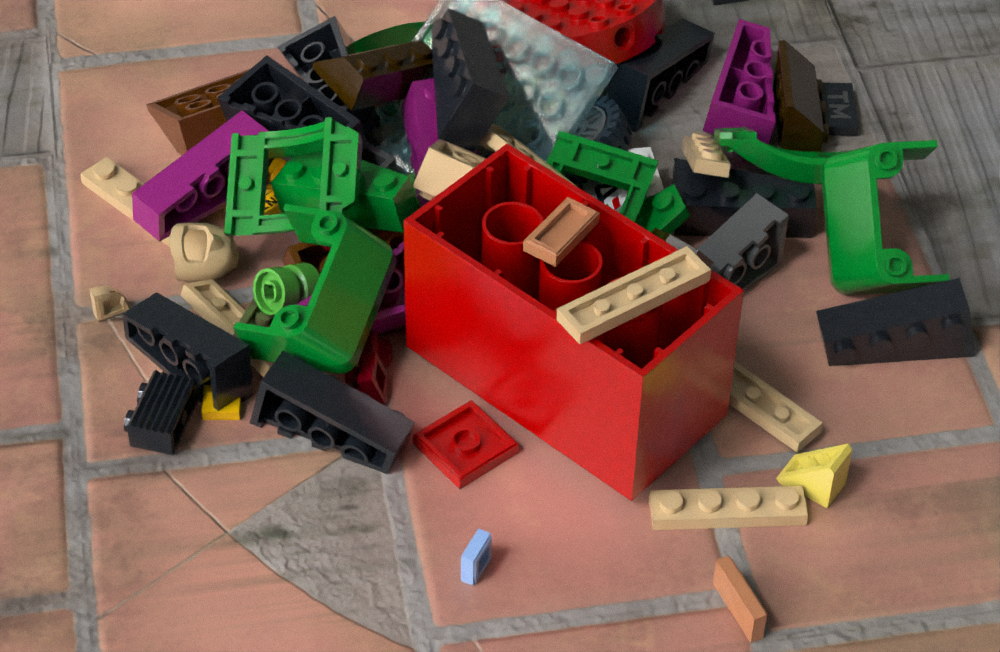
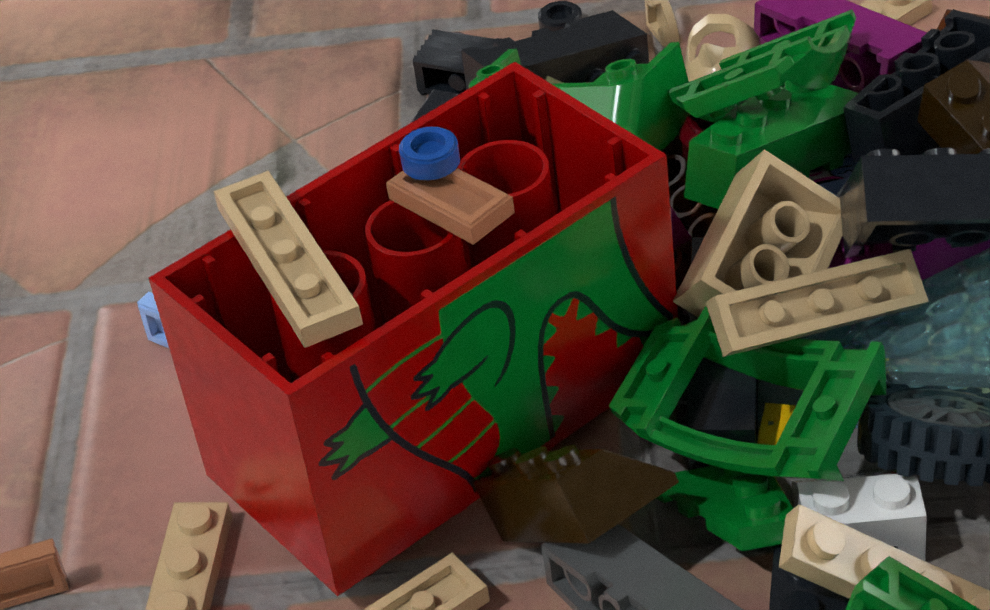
camera: 105 degrees right, 5 degrees down
(89, 370) = (557, 14): none -> black tile
(536, 231) = (429, 153): none -> blue tile

